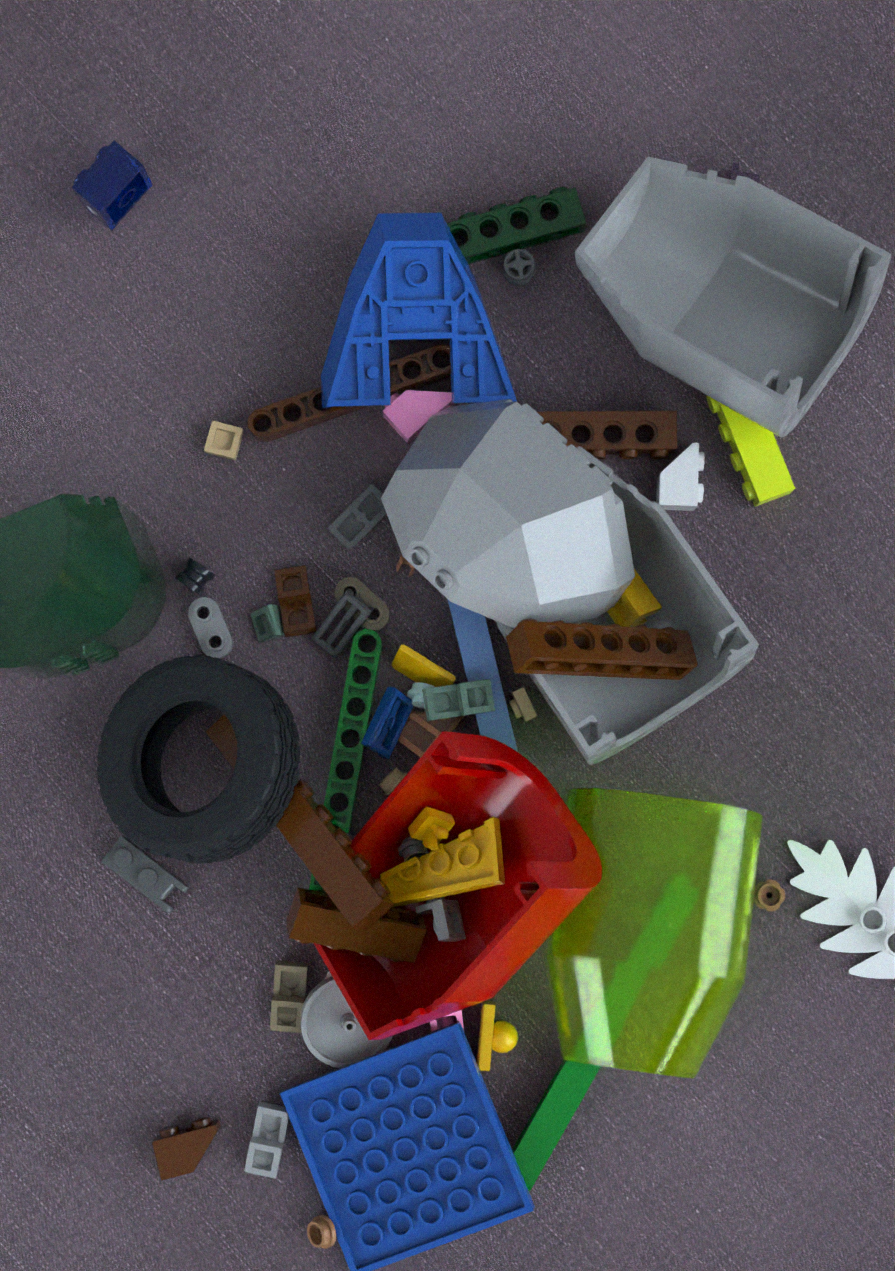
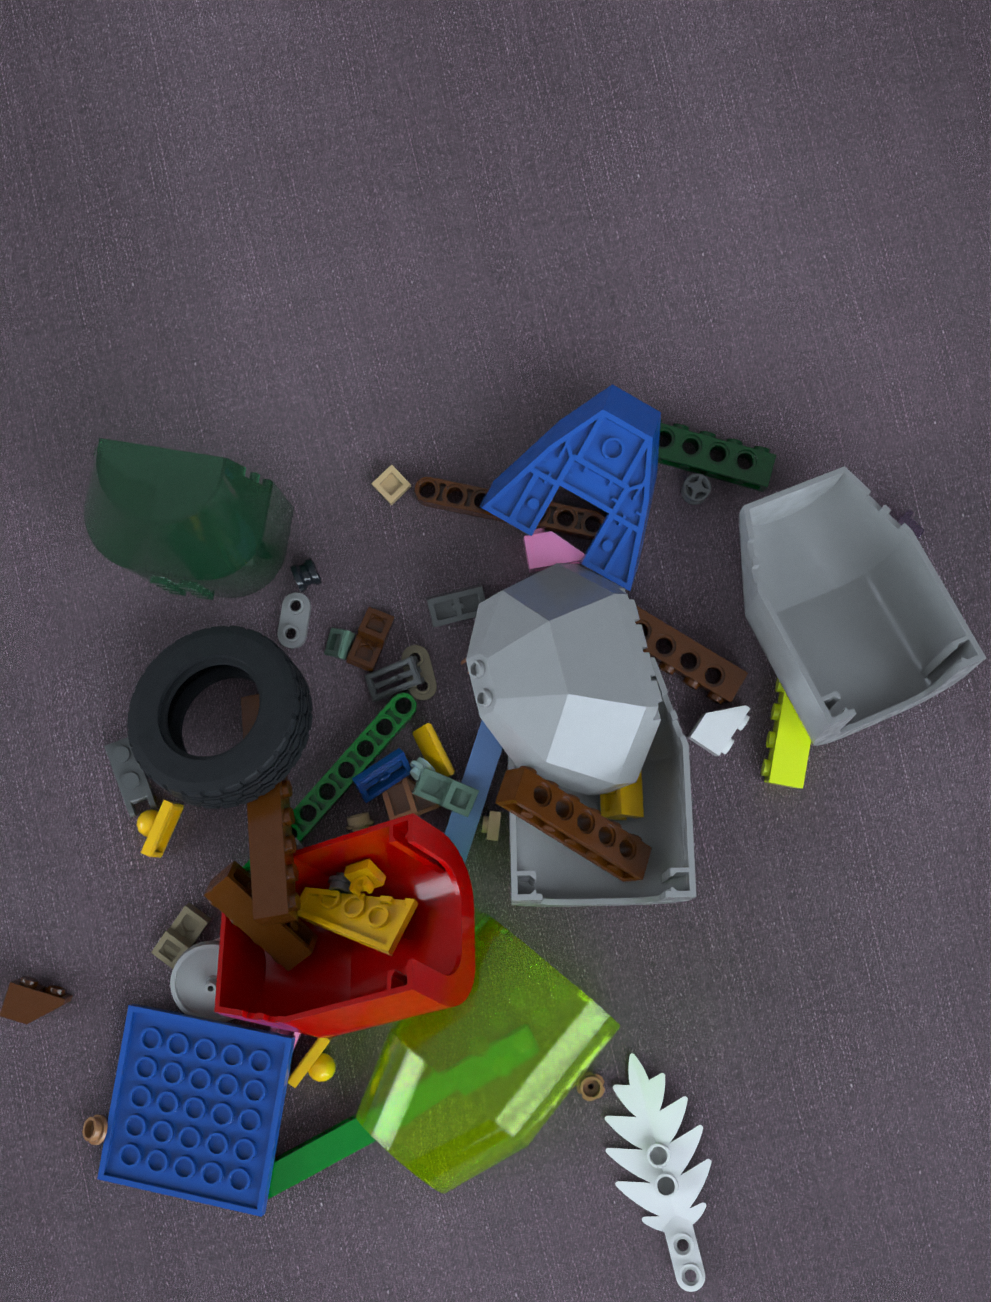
camera: 30 degrees right, 0 degrees up
(112, 184) = (425, 240): clear blue brick -> none
(202, 905) = (158, 827): none -> yellow tile
(267, 1140) = (98, 1034): light grey slope -> none
(447, 918) = (333, 954): light grey bracket -> none

